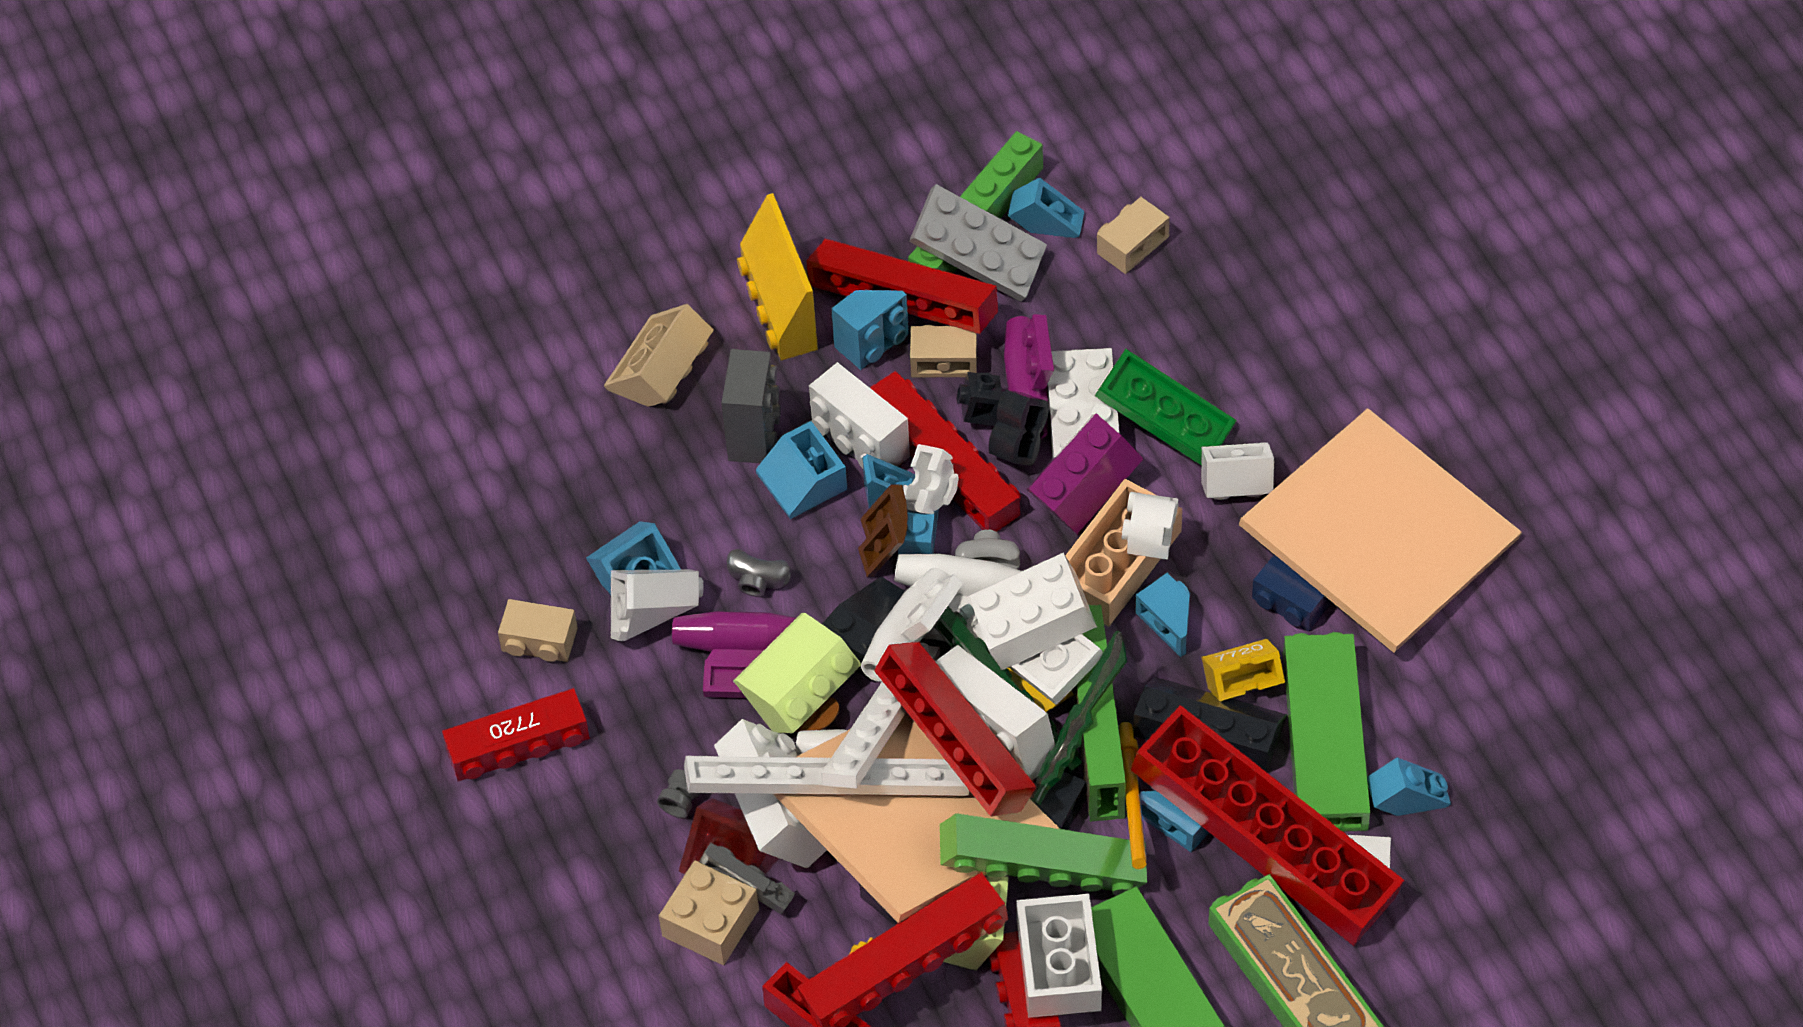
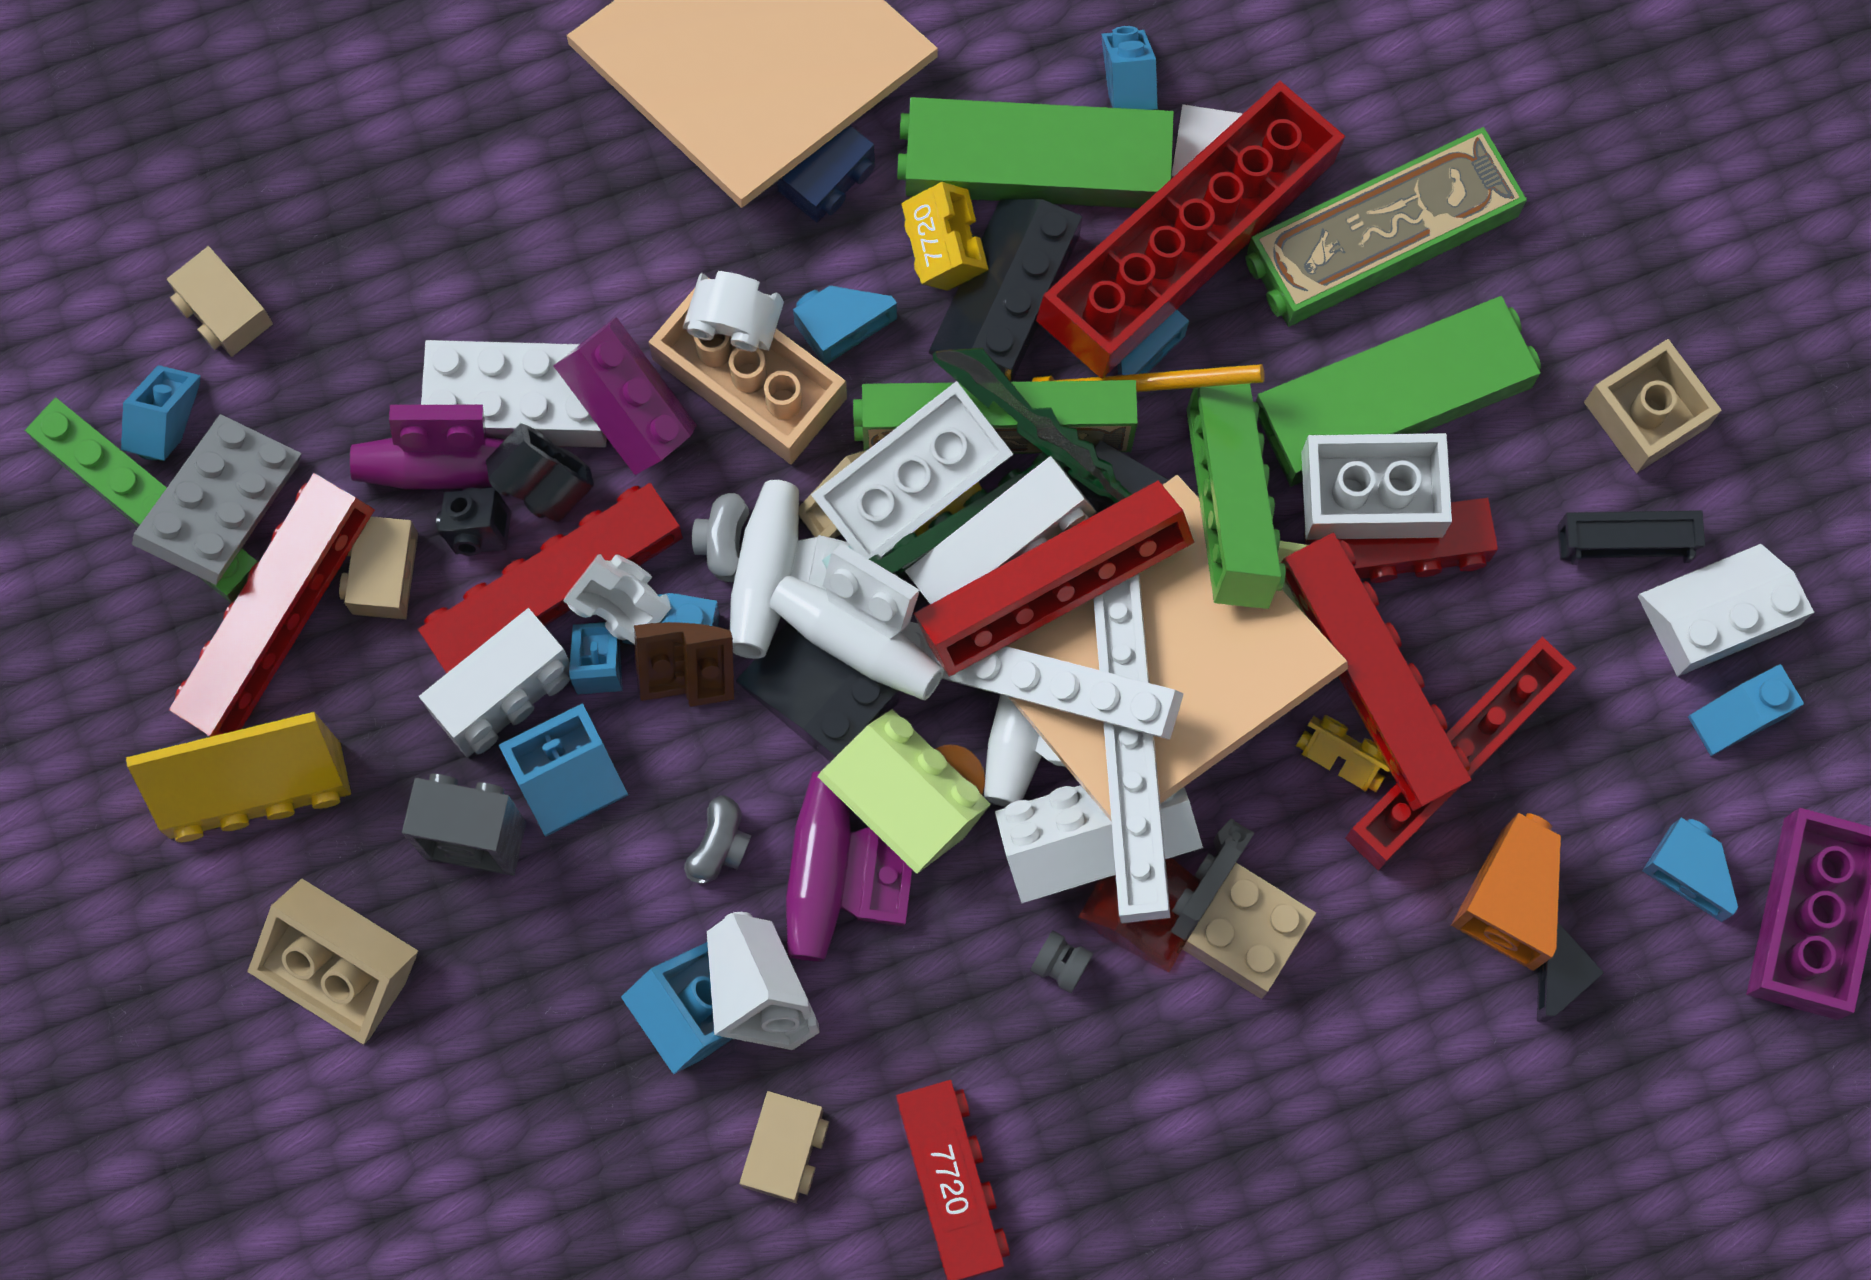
camera: 90 degrees left, 20 degrees up
(869, 324) = (332, 663): dark azure slope -> none
(1032, 611) = (891, 459): white brick -> none
(1164, 406) = (528, 285): green tile -> none
(1237, 470) = (636, 208): white brick -> none

